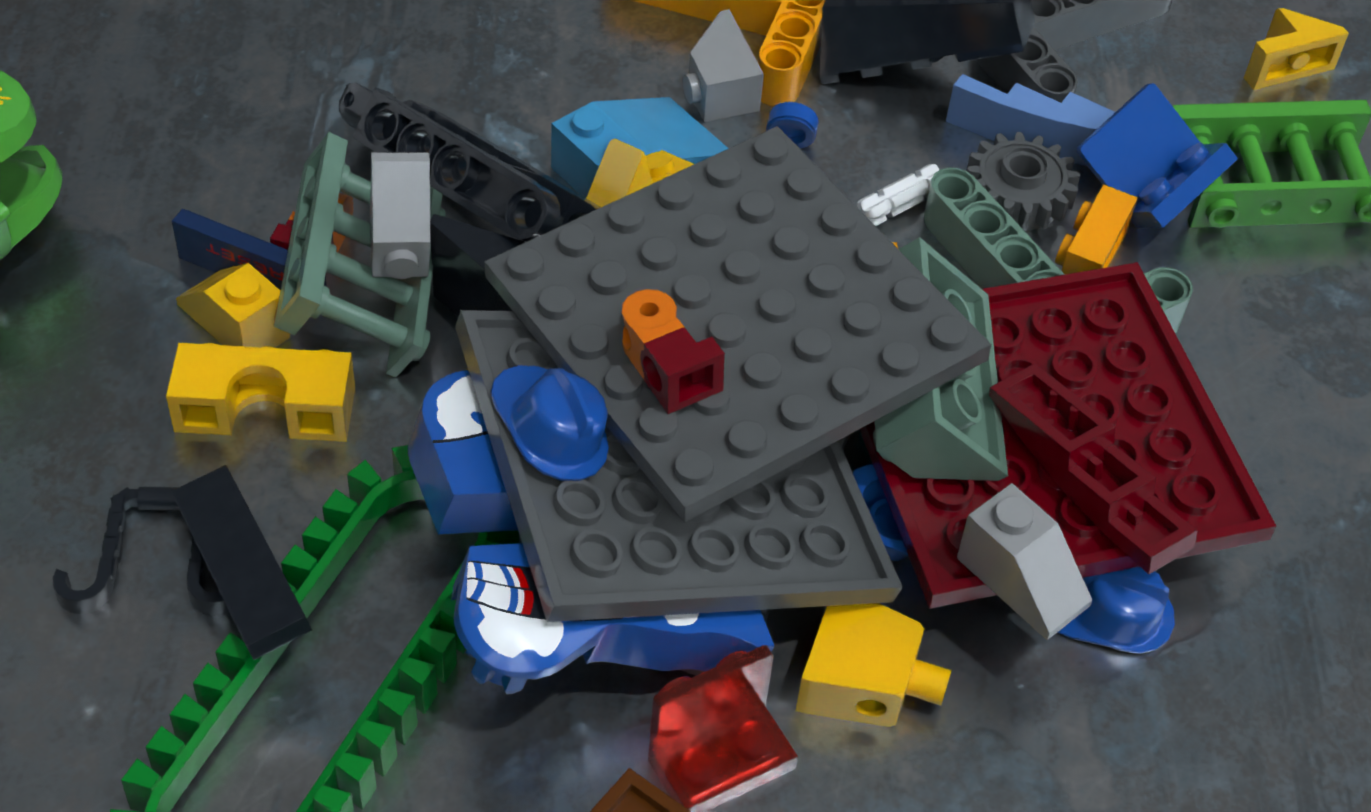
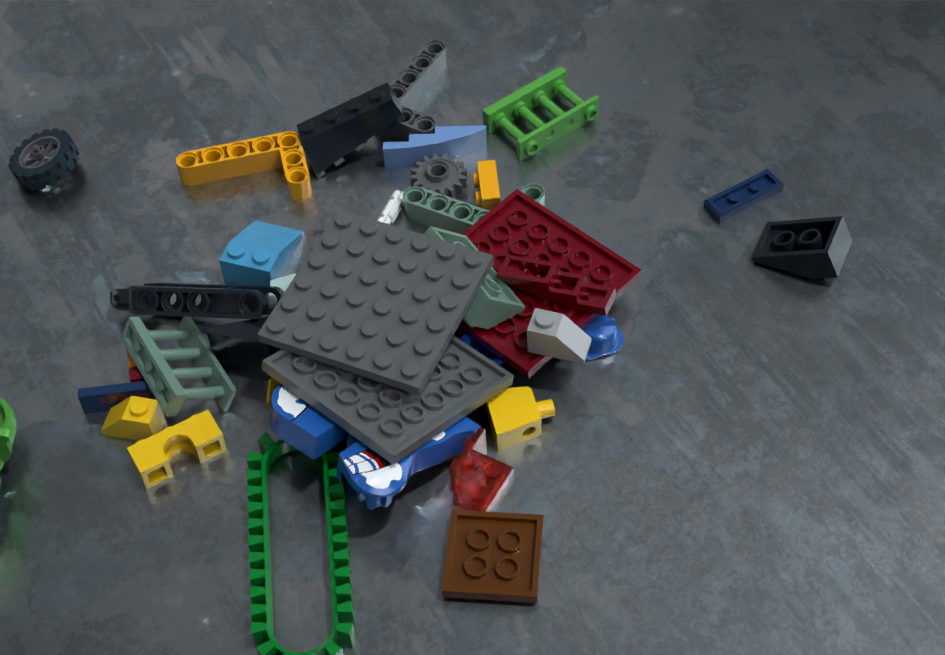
camera: 25 degrees left, 0 degrees up
(100, 592) = (168, 518): black piece -> none
(241, 562) = (230, 520): black tile -> none
(400, 215) = (192, 337): light grey slope -> none
(553, 420) = (337, 382): blue piece -> none
(628, 169) = (280, 266): yellow slope -> none
(667, 354) = (369, 329): dark red leg -> none
(723, 72) = (274, 196): light grey slope -> none
(796, 121) = (322, 204): blue tile -> none
(1153, 157) = (491, 138): blue bracket -> none
(1294, 49) = (514, 56): yellow slope -> none

